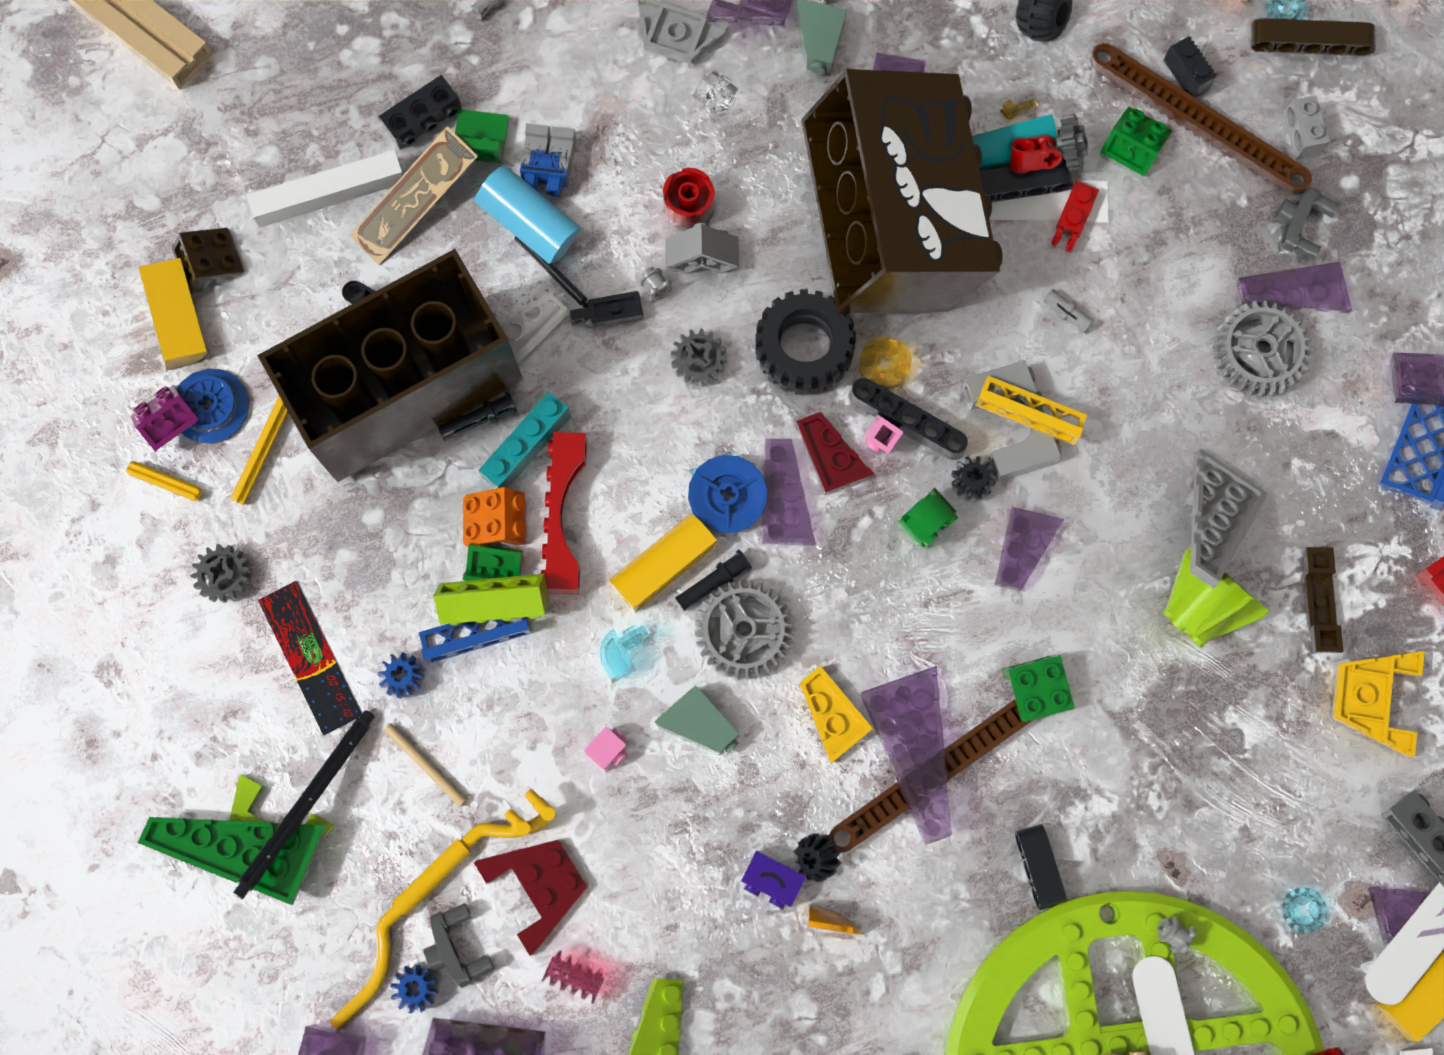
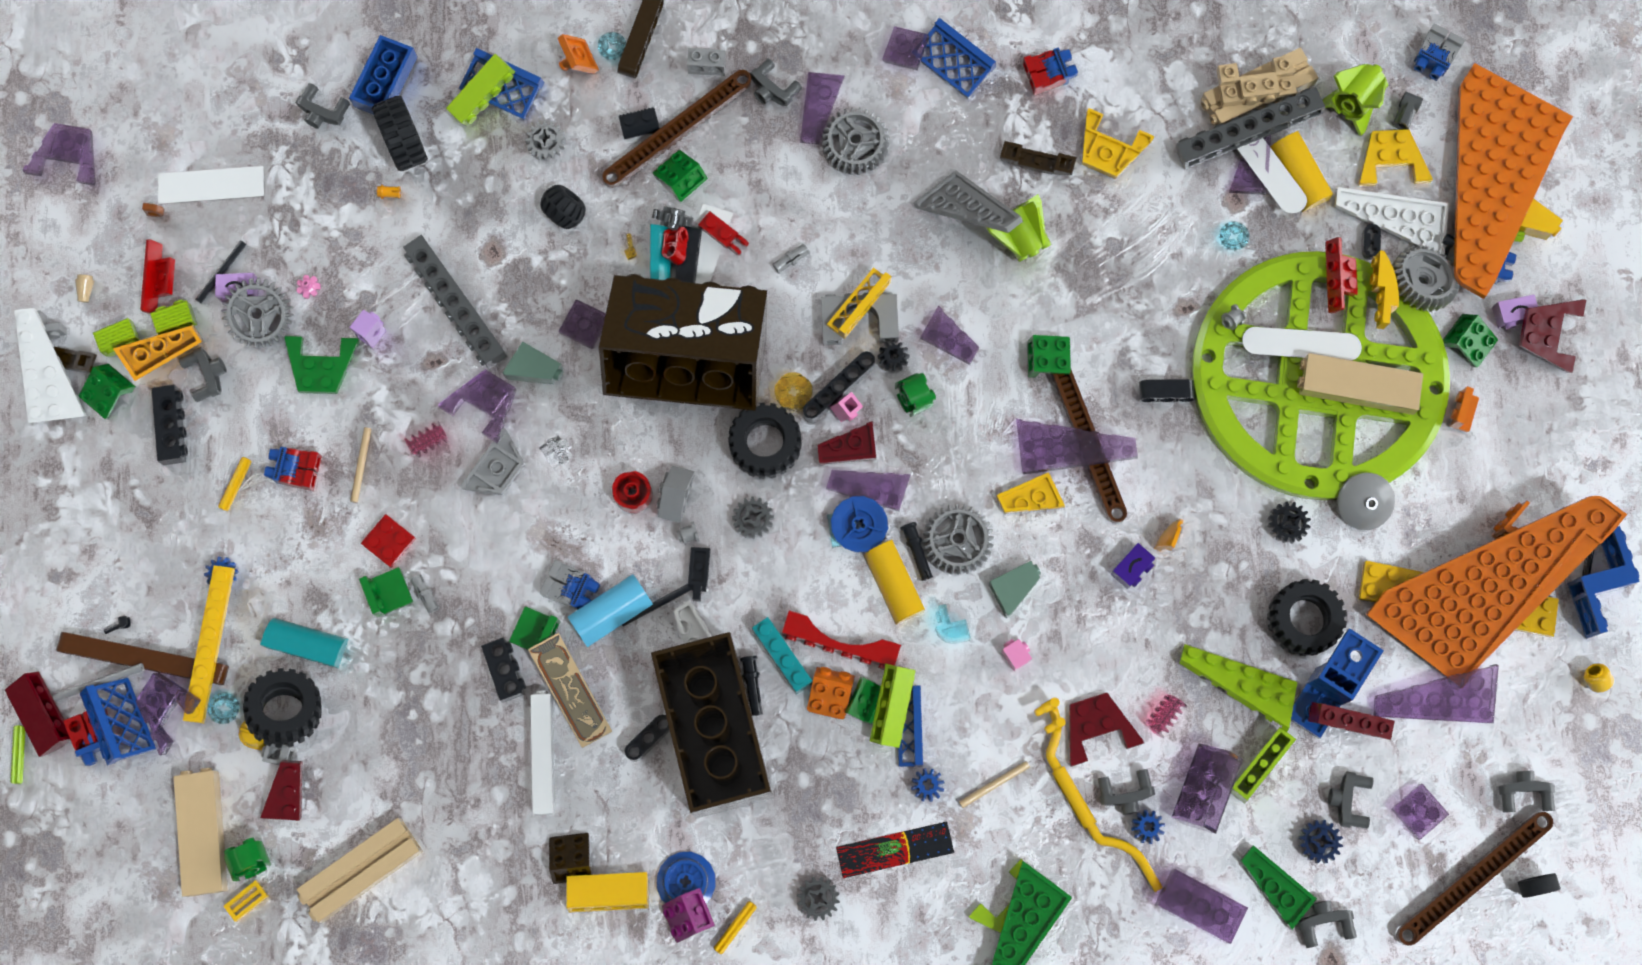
camera: 75 degrees left, 0 degrees up
(260, 453) = (713, 834): yellow axle -> none
(303, 805) = (1050, 916): black piece -> none
(817, 857) = (1126, 532): black gear -> none

